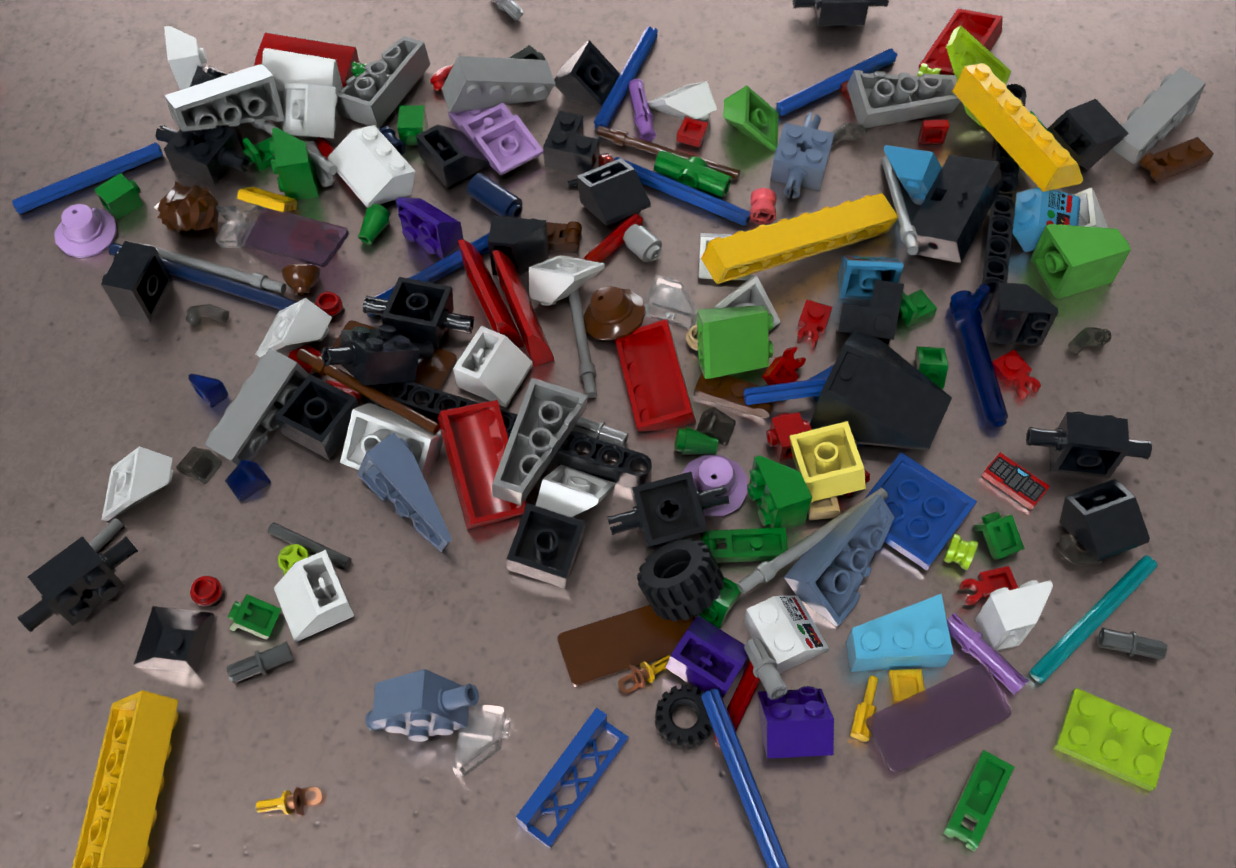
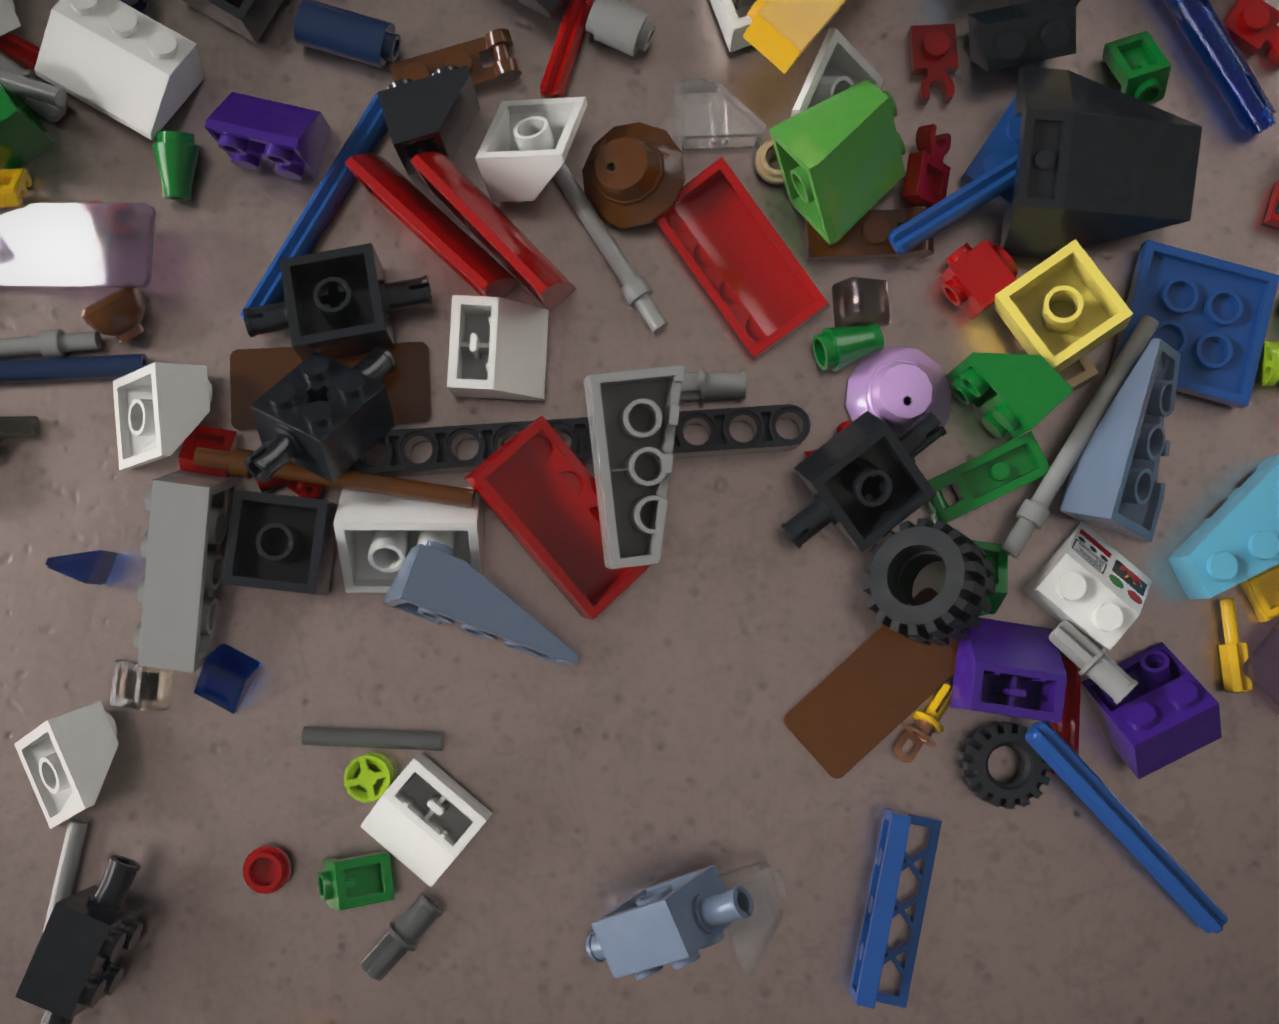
camera: 25 degrees left, 25 degrees up
(174, 640) = (262, 956): black slope -> none
(329, 303) = (185, 340): red plate -> none
(545, 545) = (715, 607): black brick -> none
(571, 491) = (713, 504): white slope -> none

